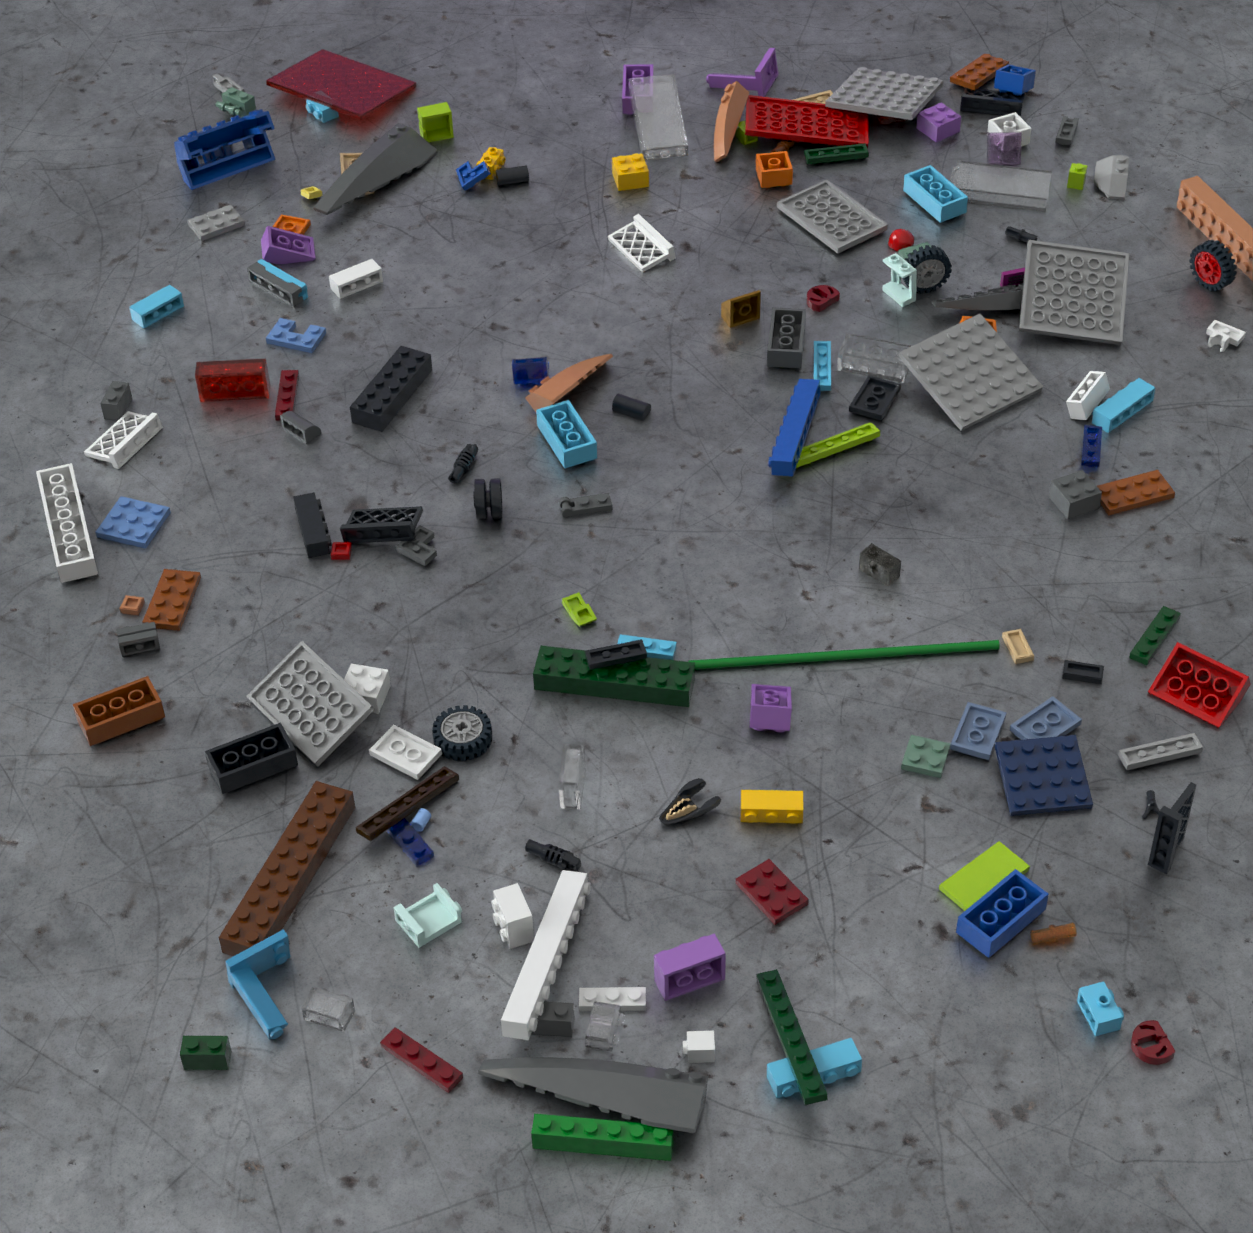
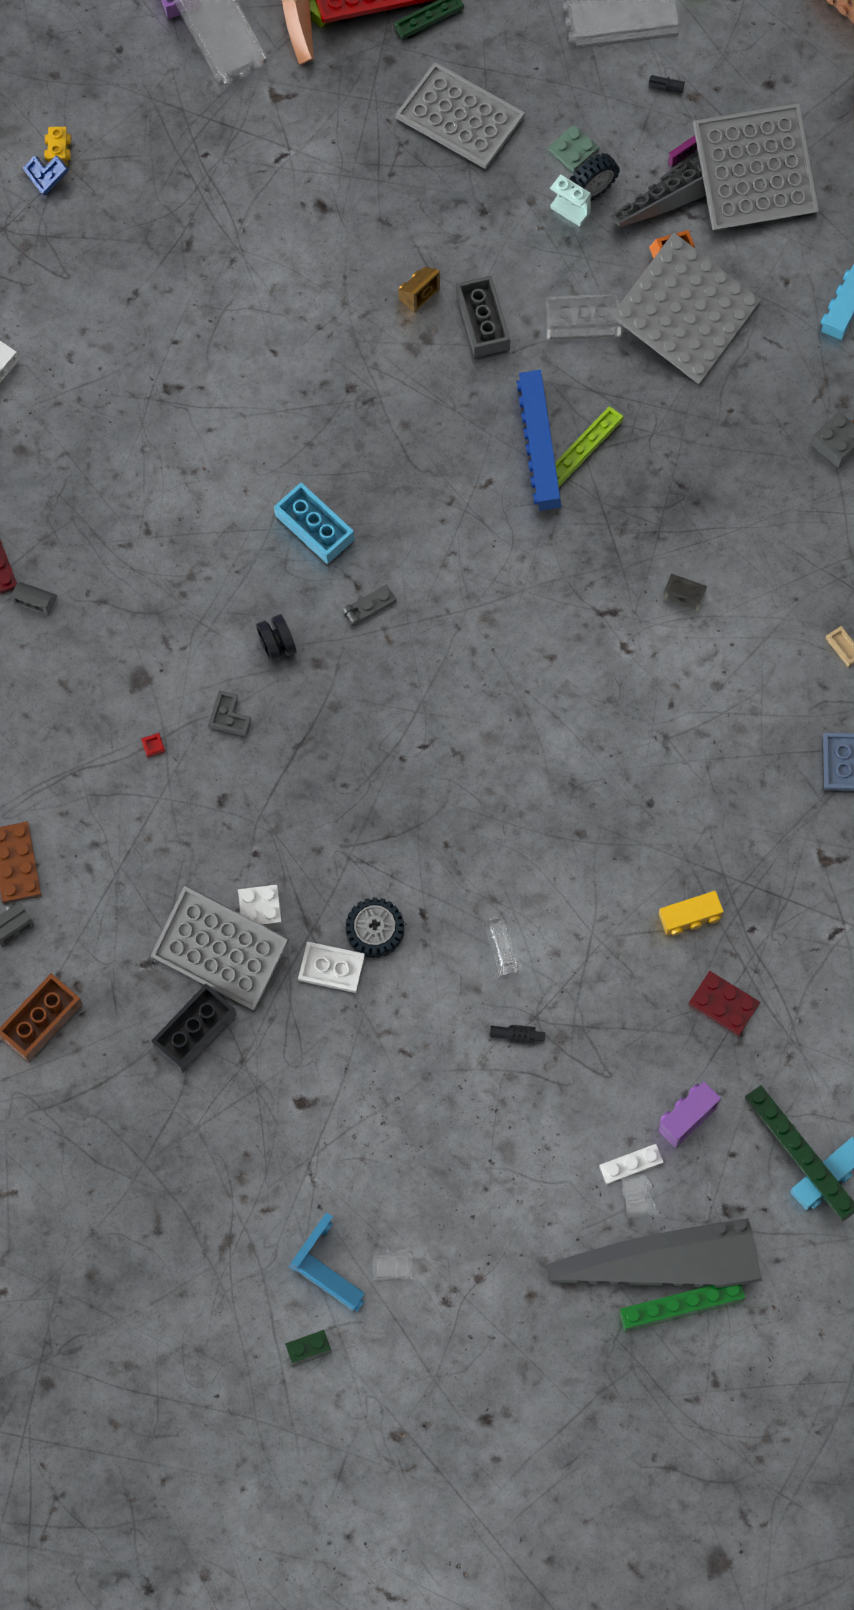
camera: 20 degrees left, 25 degrees up
(288, 868) = (288, 1137): reddish brown brick -> none
(312, 525) = (110, 725): black brick -> none
(385, 531) = (183, 714): black fence -> none
(391, 388) = (105, 517): black brick -> none
(407, 803) = (362, 1026): dark brown tile -> none
(411, 842) = (377, 1061): clear blue plate -> none
(420, 819) = (380, 1037): light blue hinge -> none
(421, 1059) = (494, 1283): dark red plate -> none
(429, 916) = (435, 1137): light aqua panel -> none
(463, 462) = (224, 591): black hinge -> none
(512, 175) = (90, 160): black brick -> none
(512, 916) = (514, 1117): white brick -> none
(530, 370) = (239, 447): clear blue brick -> none
(545, 955) = (562, 1148): white brick -> none
(556, 1020) = (589, 1206): dark grey brick -> none
(563, 382) = (282, 457): nougat wedge -> none
(578, 609) = (419, 742): lime slope -> none
(615, 654) = (488, 798): black plate -> none
(630, 172) = (218, 115): yellow brick -> none
(631, 406) = (360, 460): black brick -> none
(640, 680) = (488, 813): dark green brick -> none
(651, 236) = (287, 212): white fence -> none
(655, 648) = (501, 765): medium azure plate -> none
(682, 806) = (612, 941): black animal -> none
(700, 1046) = (726, 1187): white brick -> none
(770, 707) = (646, 798): medium lavender slope -> none
(774, 169) = (373, 65): orange brick -> none
(783, 146) = (367, 24): reddish brown pin -> none
(822, 364) = (531, 339): medium azure plate -> none
(829, 296) = (489, 249): dark red piece -> none
(846, 654) = (688, 712): green piece -> none
(874, 397) = (600, 369): black plate -> none
(900, 239) = (545, 130): red hair -> none
(925, 756) = (805, 805): sand green plate -> none
(935, 193) = (559, 51): medium azure brick -> none
(1088, 395) = (810, 302): white brick -> none
(1091, 446) = (833, 367): clear blue plate -> none

